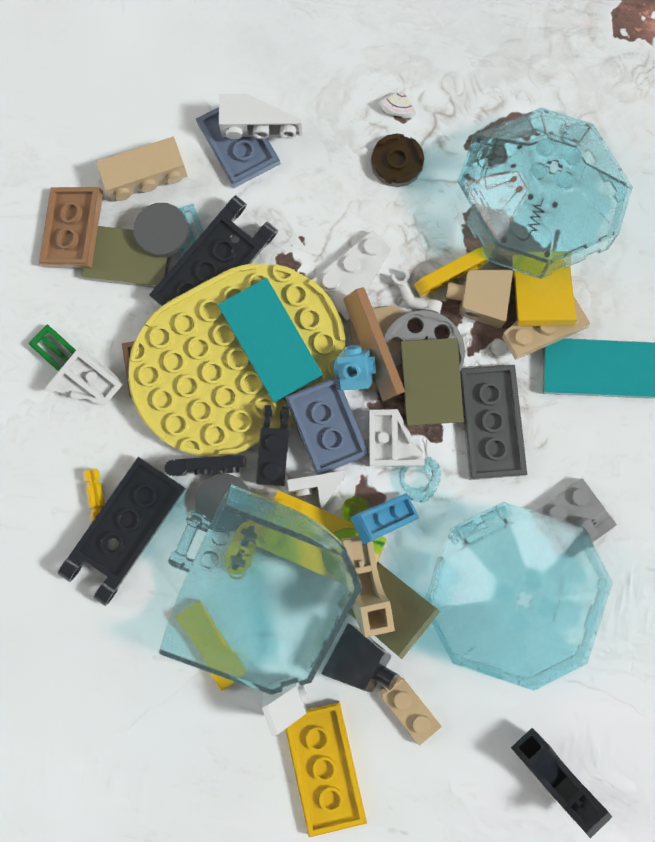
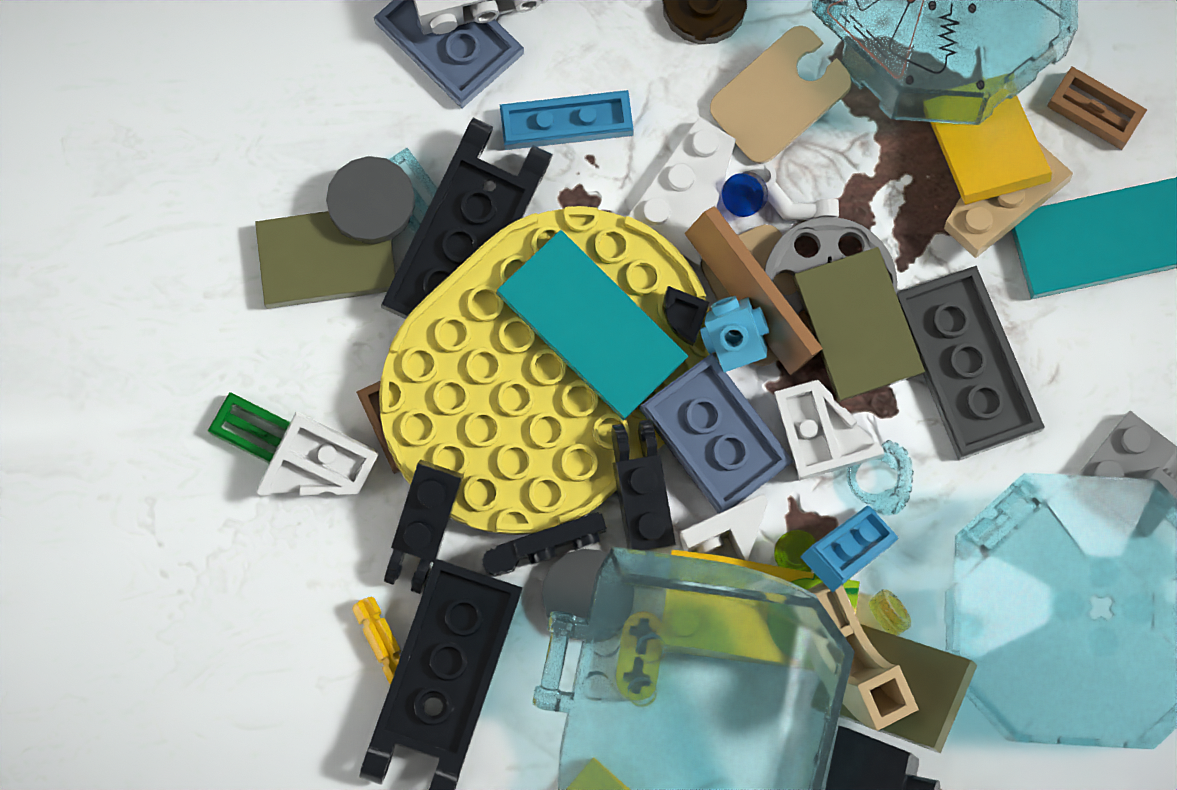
camera: 15 degrees left, 5 degrees down
(71, 227) = (225, 233): medium nougat tile -> none
(137, 432) = (424, 521): none -> black hinge
(142, 169) = (314, 115): tan brick -> none
(293, 211) = (566, 120): none -> dark azure tile
(328, 348) = (684, 313): none -> black tile
(387, 284) = (744, 194): none -> clear blue tile
(400, 562) = (890, 612): none -> clear yellow tile
(418, 230) = (772, 103): none -> tan piece
(451, 272) = (838, 151): yellow beam -> none
(483, 295) = (898, 174): tan torso -> none
(617, 299) = (1095, 108): none -> medium nougat tile

